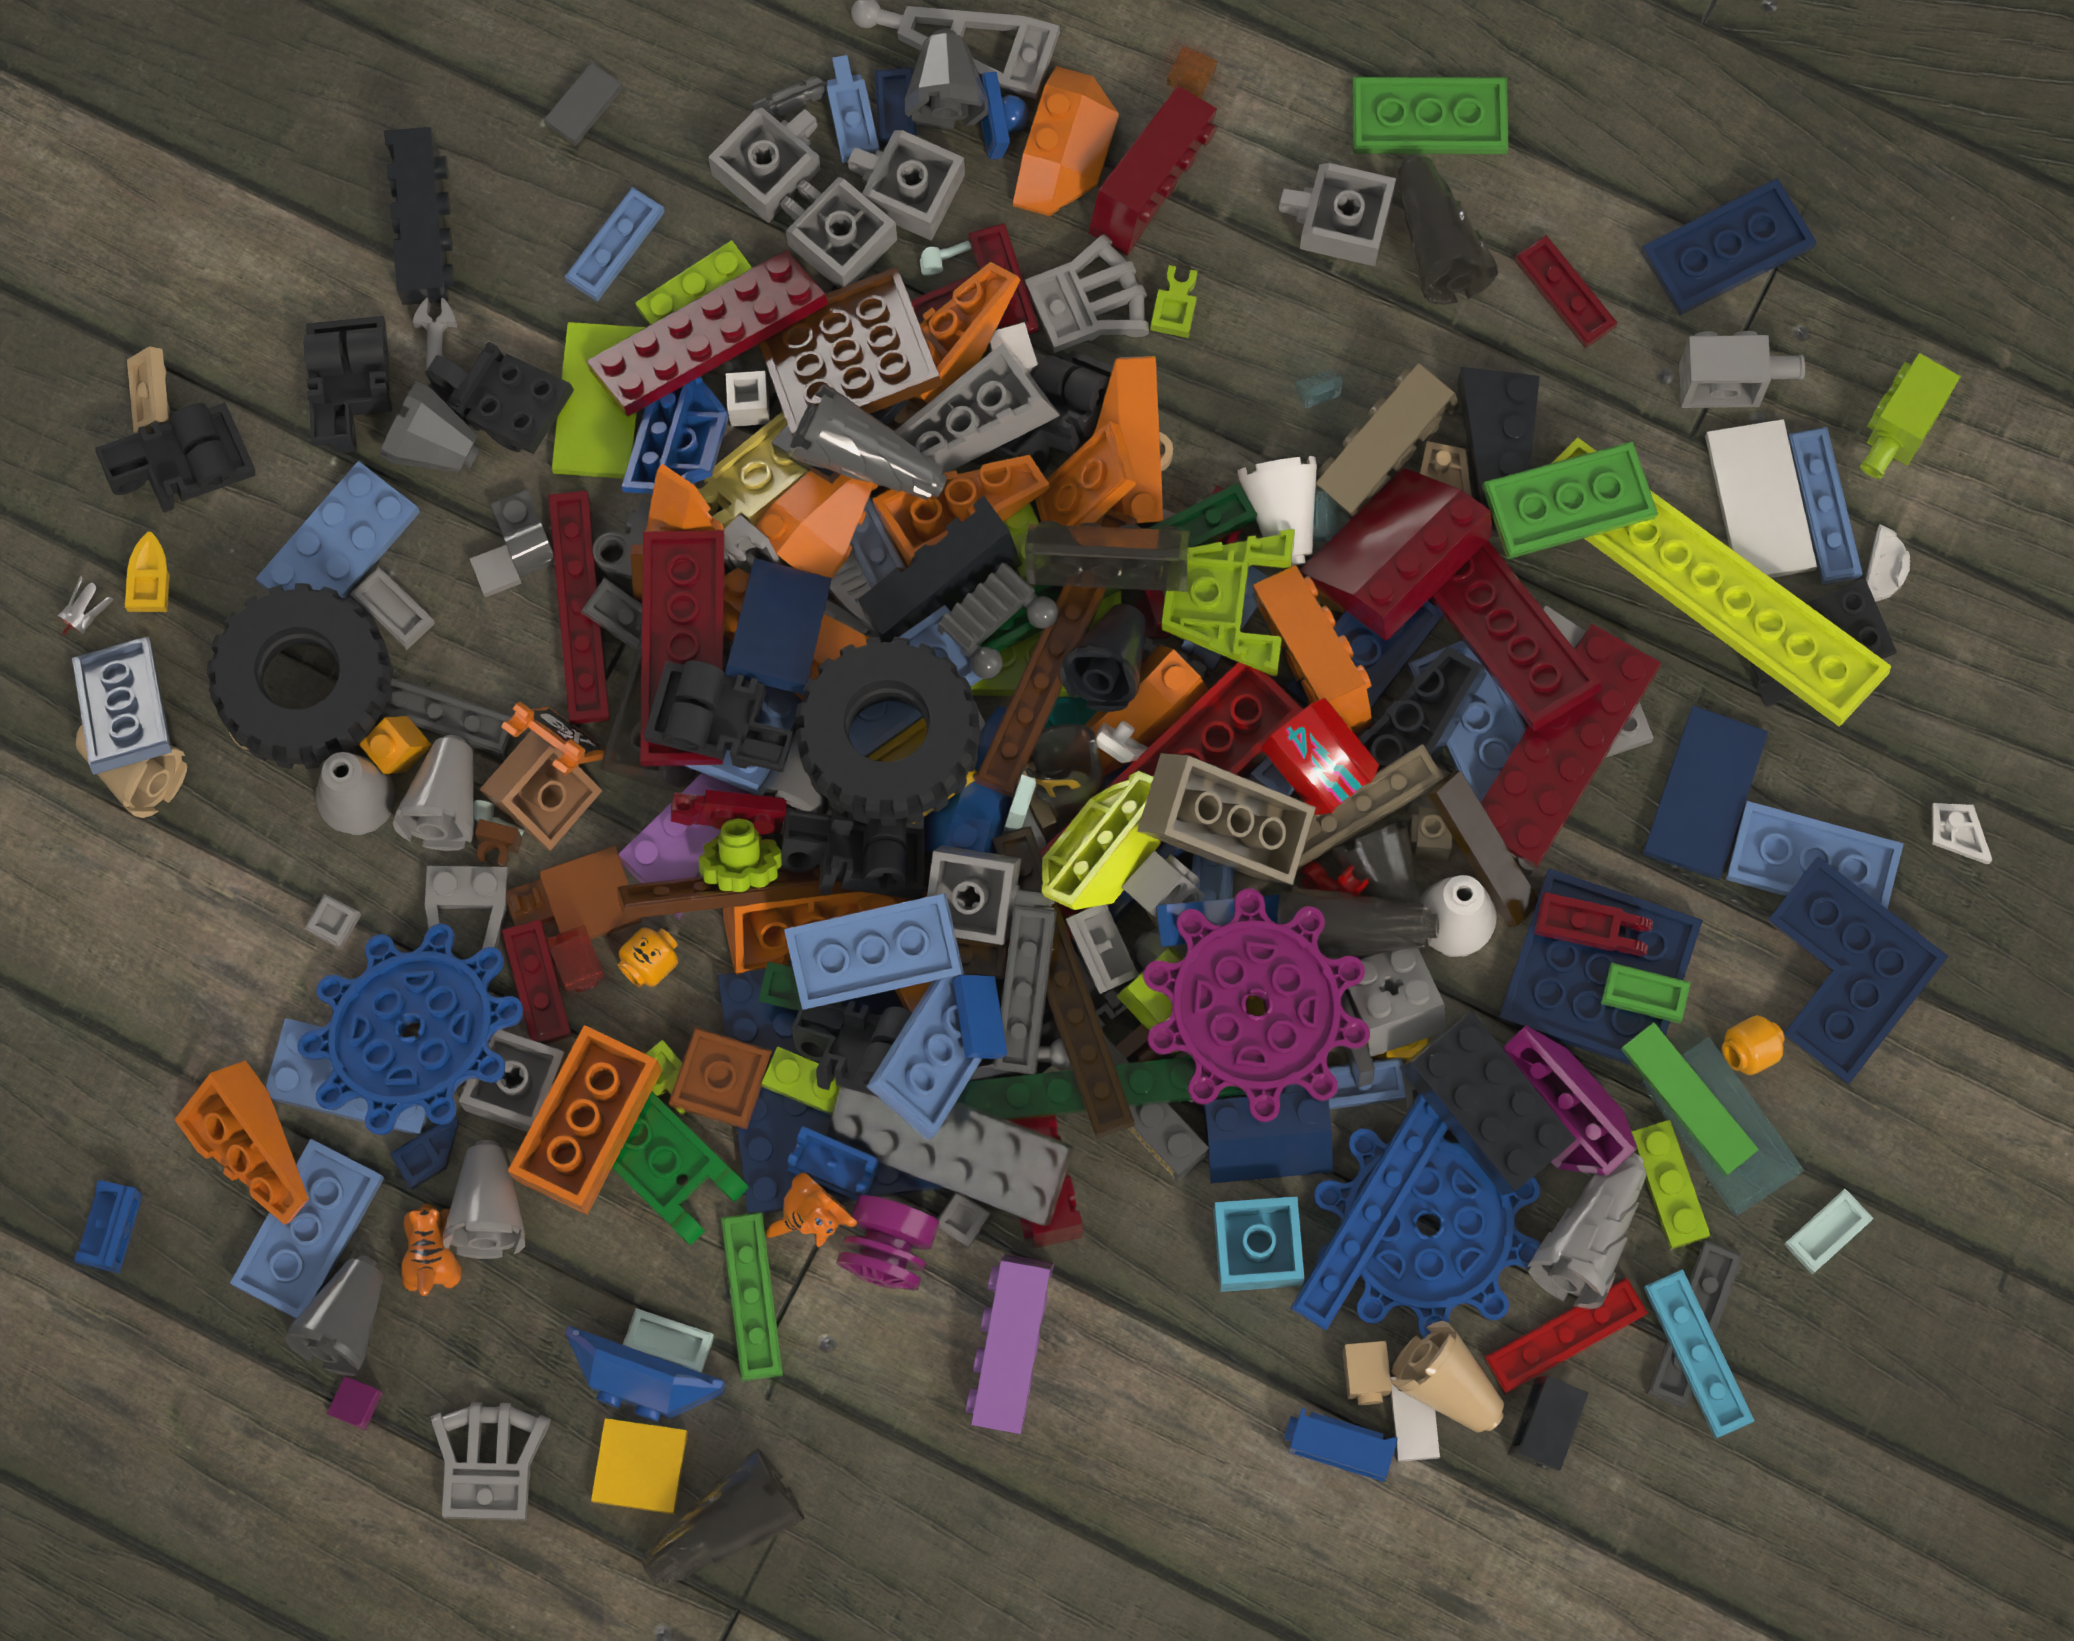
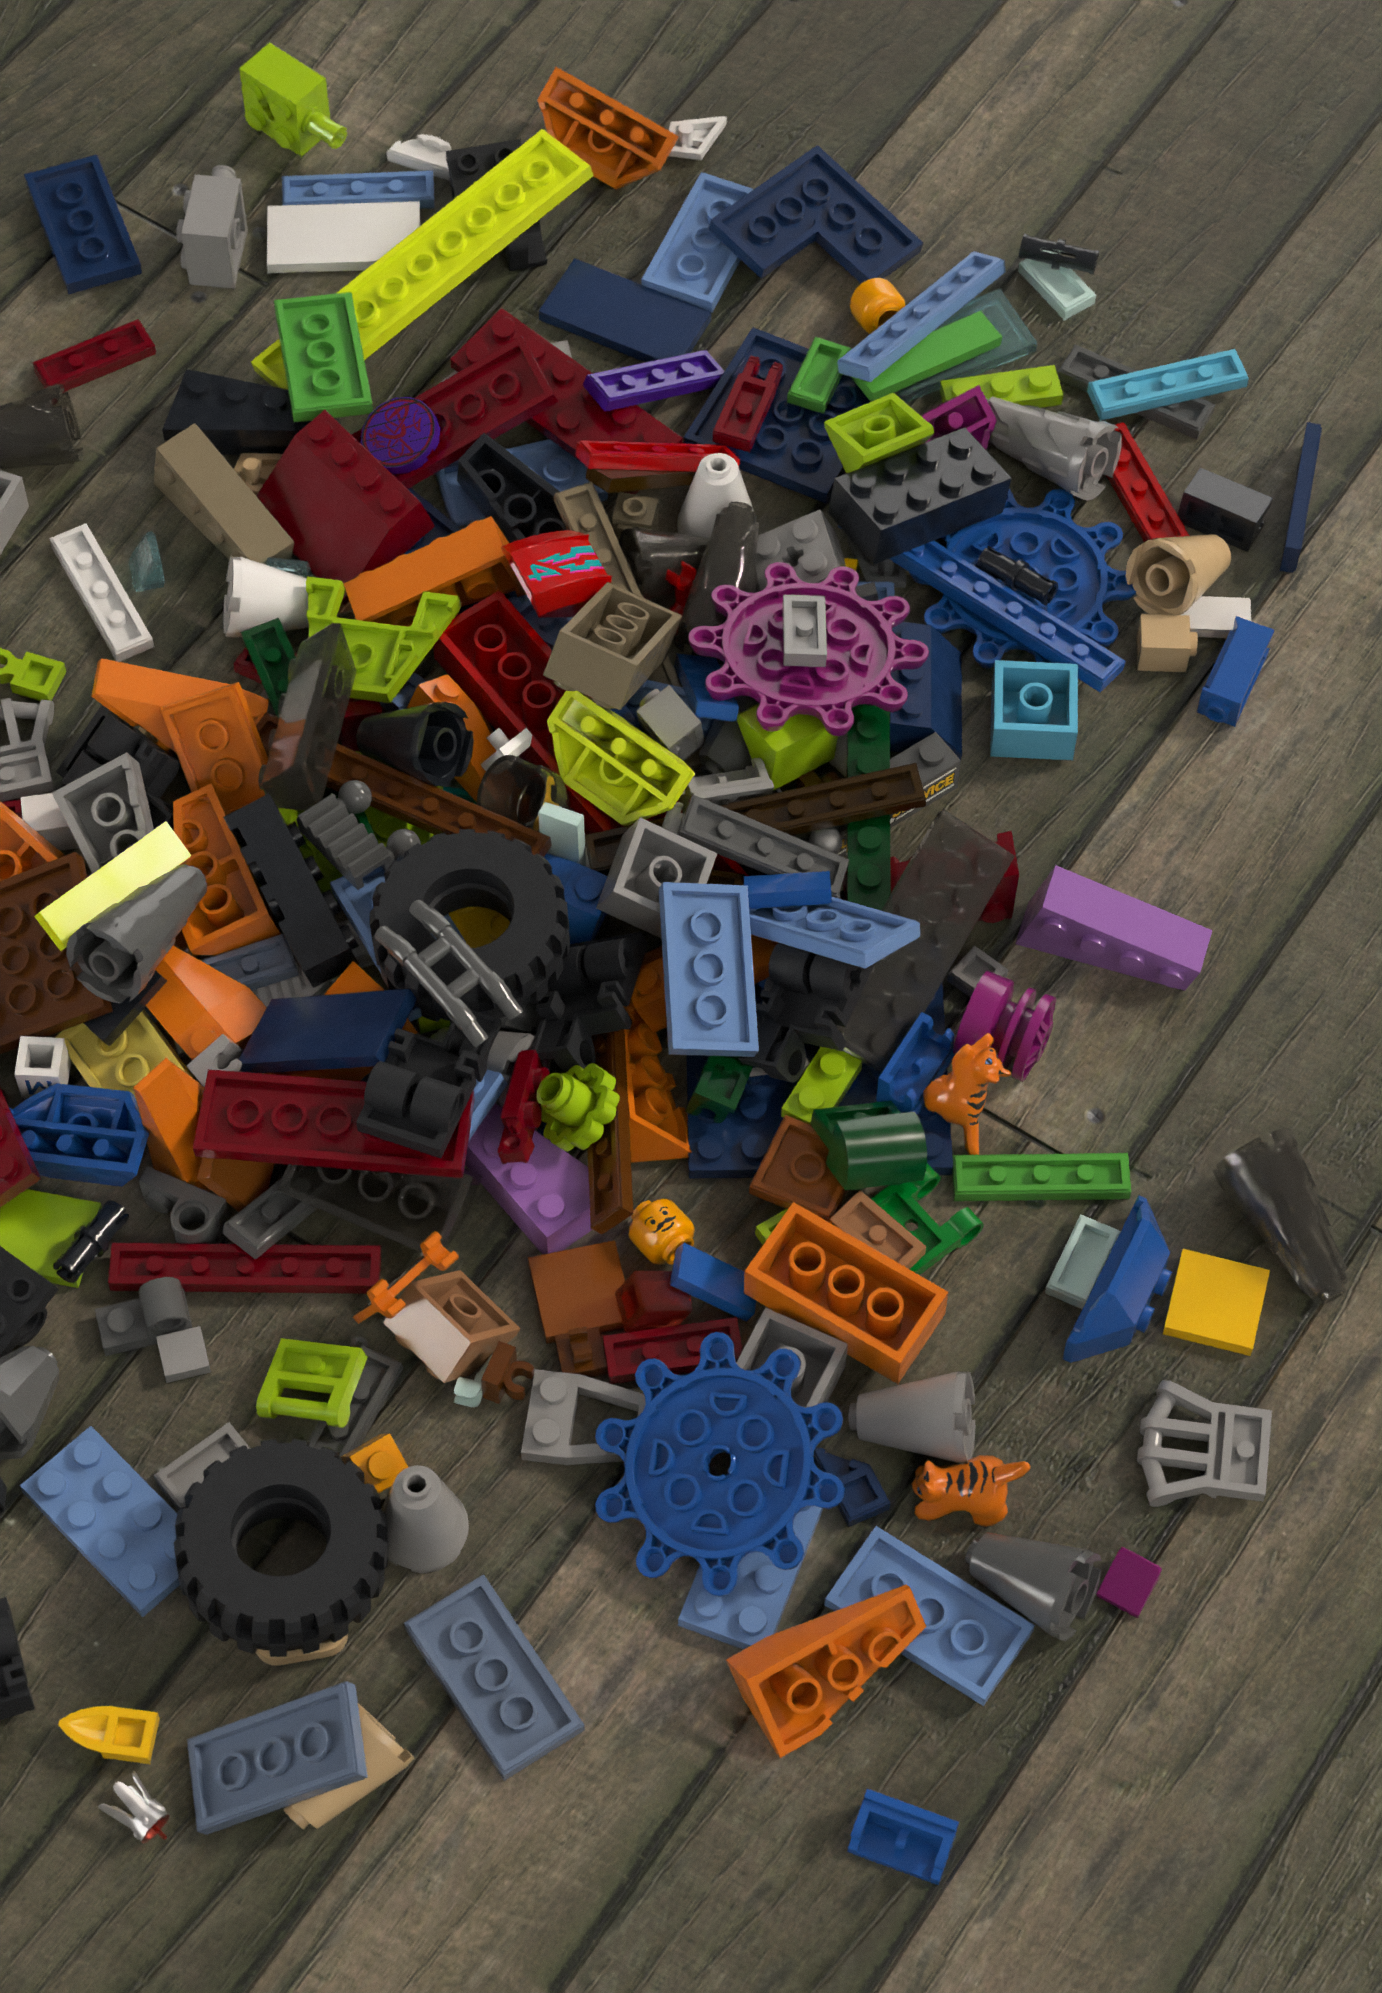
camera: 85 degrees left, 15 degrees down
(226, 874) = (494, 1677): none -> sand blue tile
(332, 921) = (568, 1563): light grey tile -> none
(440, 798) = (446, 1421): light grey cone -> none
(483, 681) = (315, 1369): none -> lime plate
(584, 472) = (91, 1241): none -> black pin
(601, 1000) = (711, 1281): none -> blue tile
(653, 1145) = (876, 1228): none -> medium nougat plate
(740, 1127) = (872, 1144): none -> dark green brick
(810, 737) = (449, 996): none -> dark grey piece
(907, 415) = (131, 869): none -> neon yellow tile
(1261, 995) = (804, 631): none -> light grey plate
(1284, 352) = (101, 593): none -> white tile
(1415, 1213) = (1017, 575): none -> black pin
(1483, 589) = (401, 434): none -> dark purple tile
(1495, 840) = (646, 455): none -> red tile
(1543, 1048) = (876, 432): none -> lime slope
(1574, 1502) = (1301, 497): none -> dark blue tile
(1604, 828) = (653, 380): none -> dark purple tile
(1739, 1089) = (921, 316): none -> medium blue tile
(1851, 1225) = (1033, 248): none -> black pin
(1939, 736) = (602, 131): none -> orange wedge

